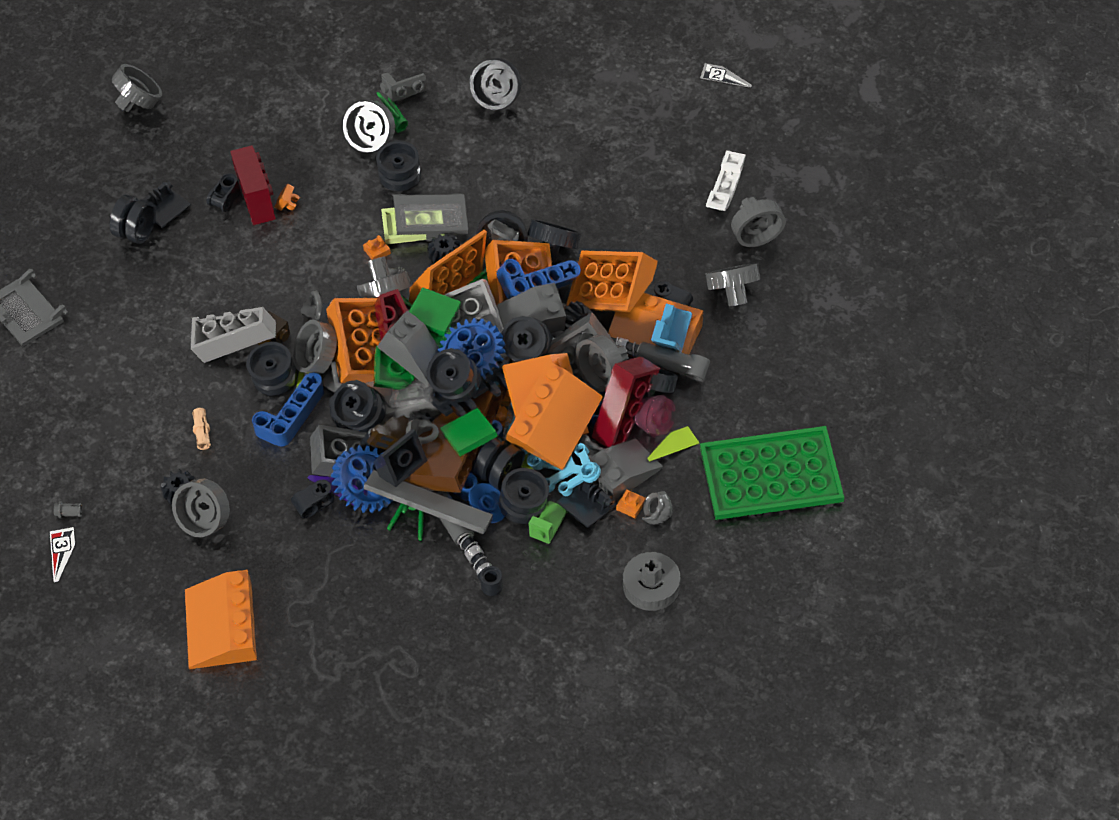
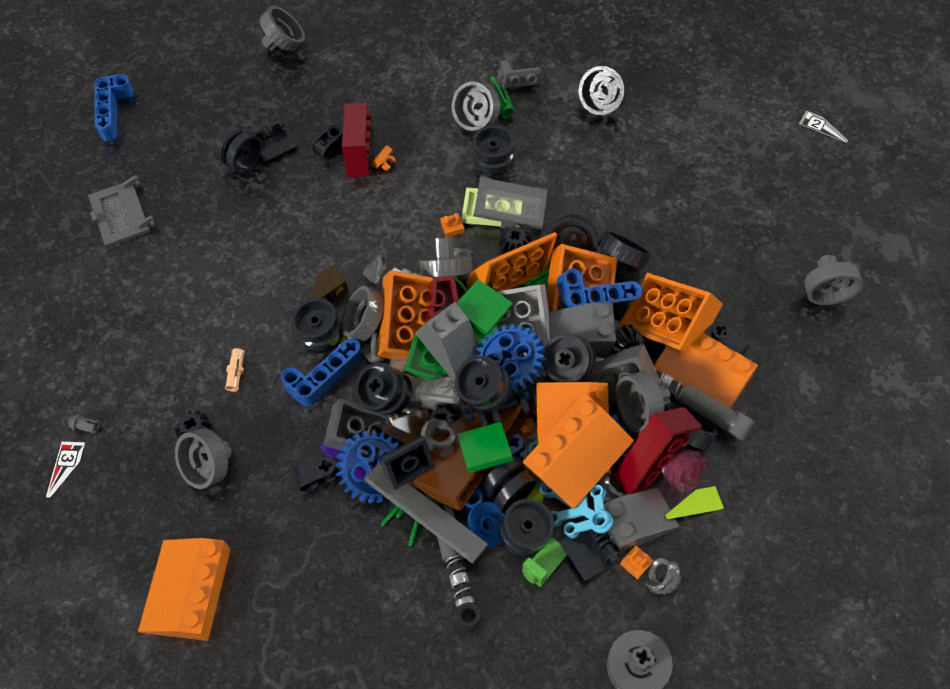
camera: 15 degrees right, 5 degrees up
(231, 332) = (287, 280): light grey wedge -> none
(502, 231) = (573, 237): dark grey piece -> none
(672, 328) = (723, 378): dark azure panel -> none
(727, 181) = (806, 231): white slope -> none
(733, 280) = (795, 339): dark grey piece -> none
(771, 472) = (796, 567): green plate -> none

